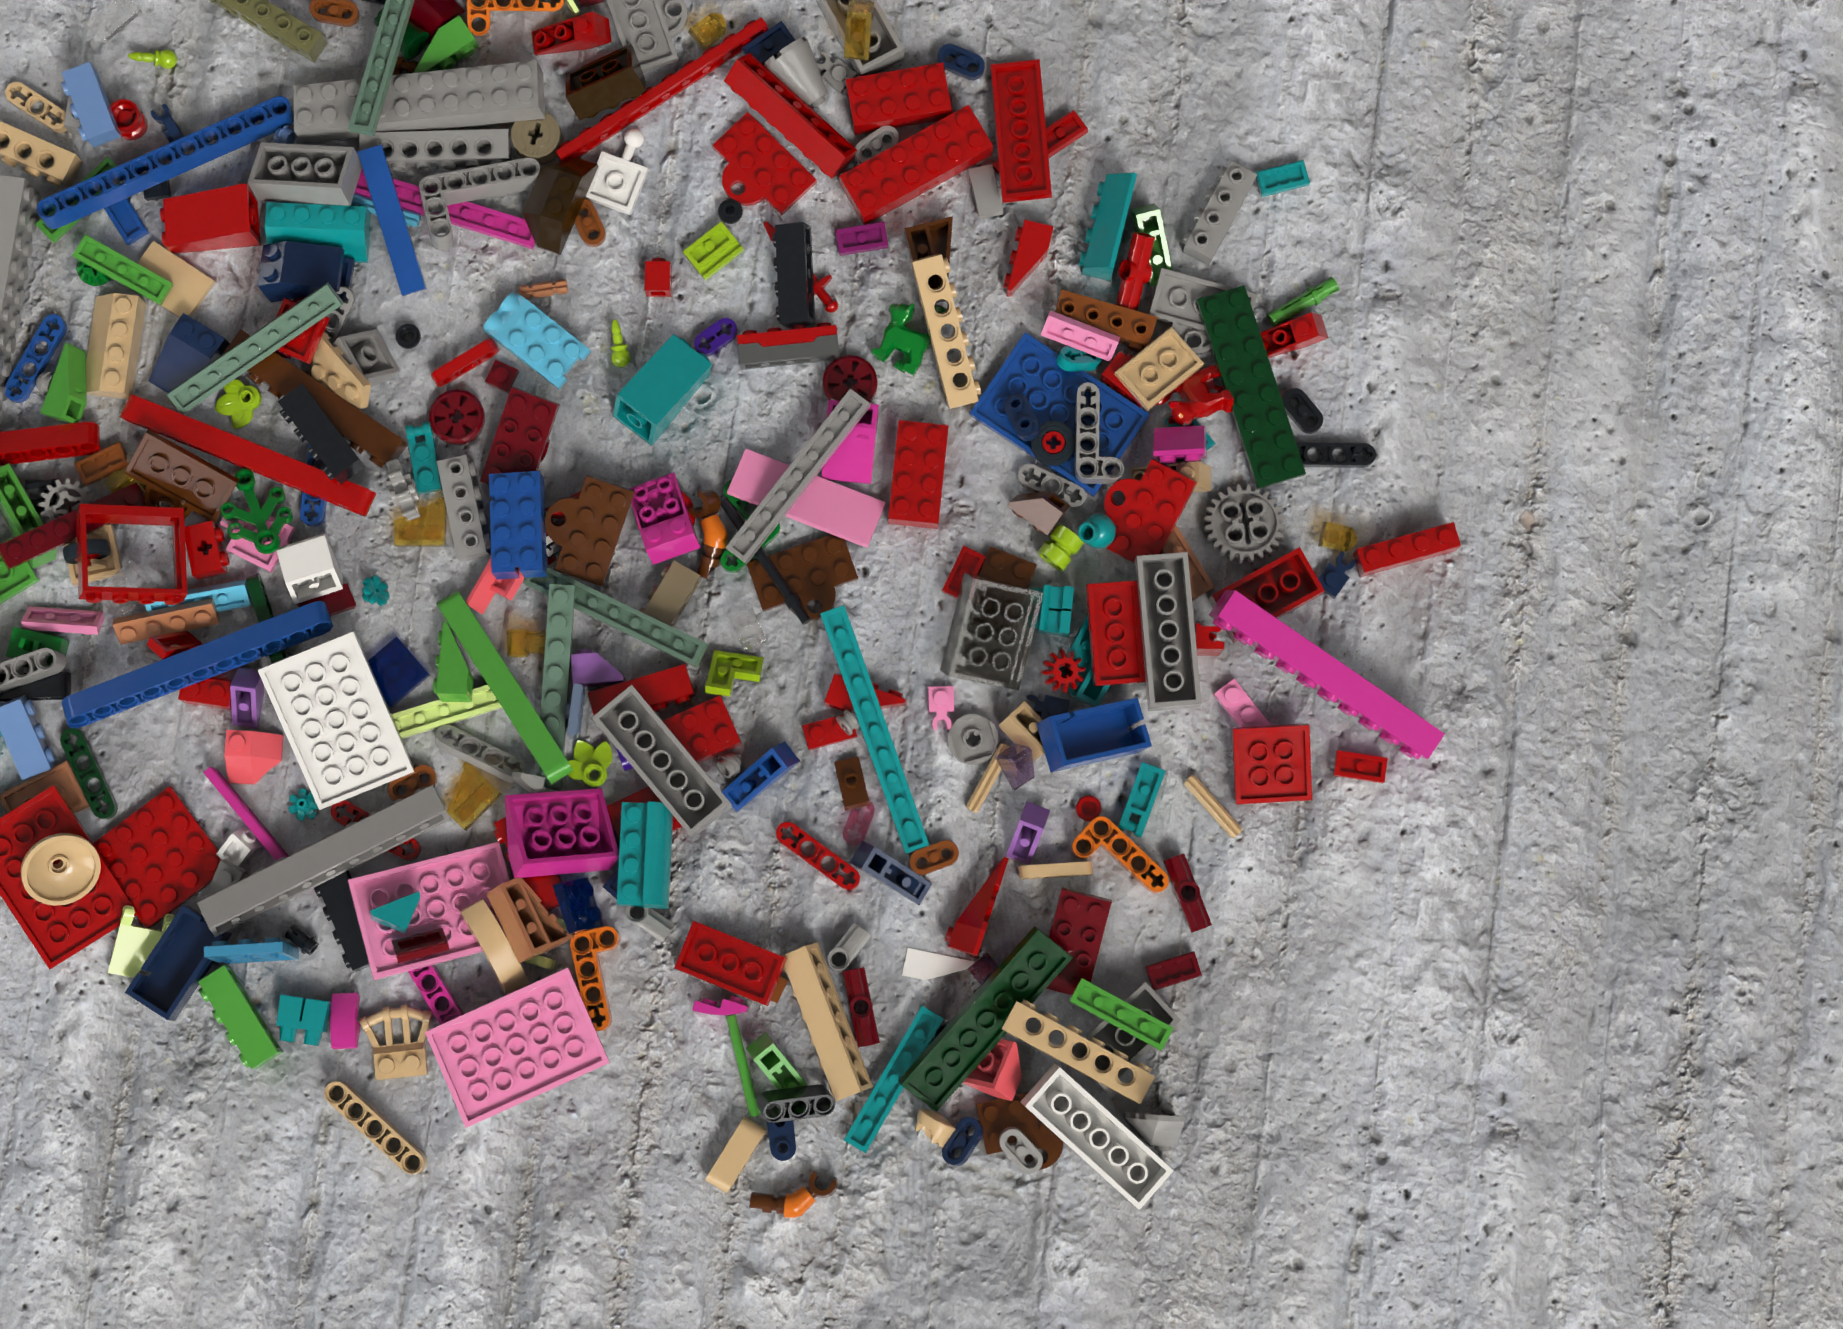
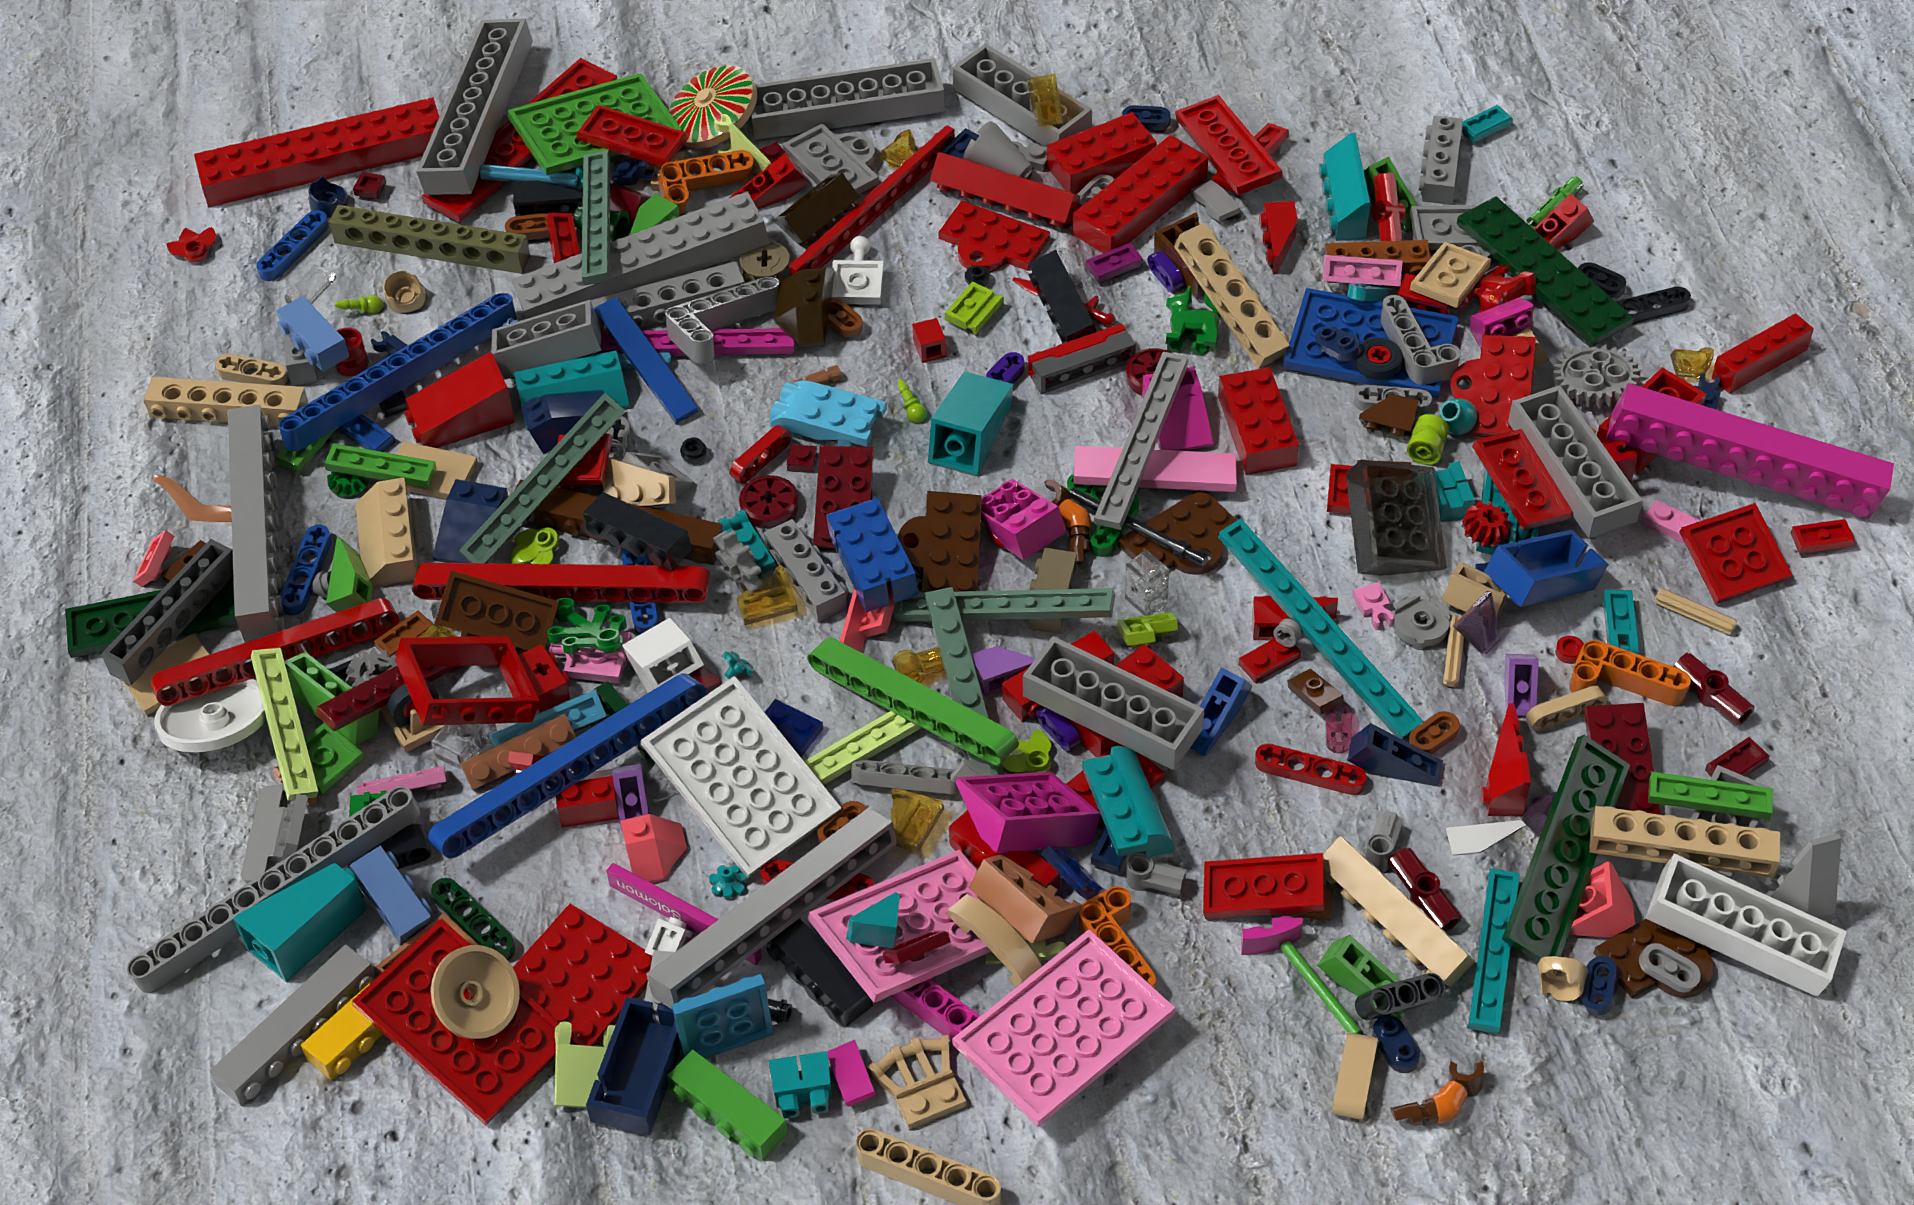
camera: 15 degrees left, 30 degrees down
(197, 58) = (404, 292): none -> tan hair
(358, 44) = (562, 236): none -> red plate
(454, 675) = (852, 702): bright green slope -> none
(574, 712) = (996, 696): sand blue plate -> none
(904, 266) = (1165, 271): none -> dark purple beam

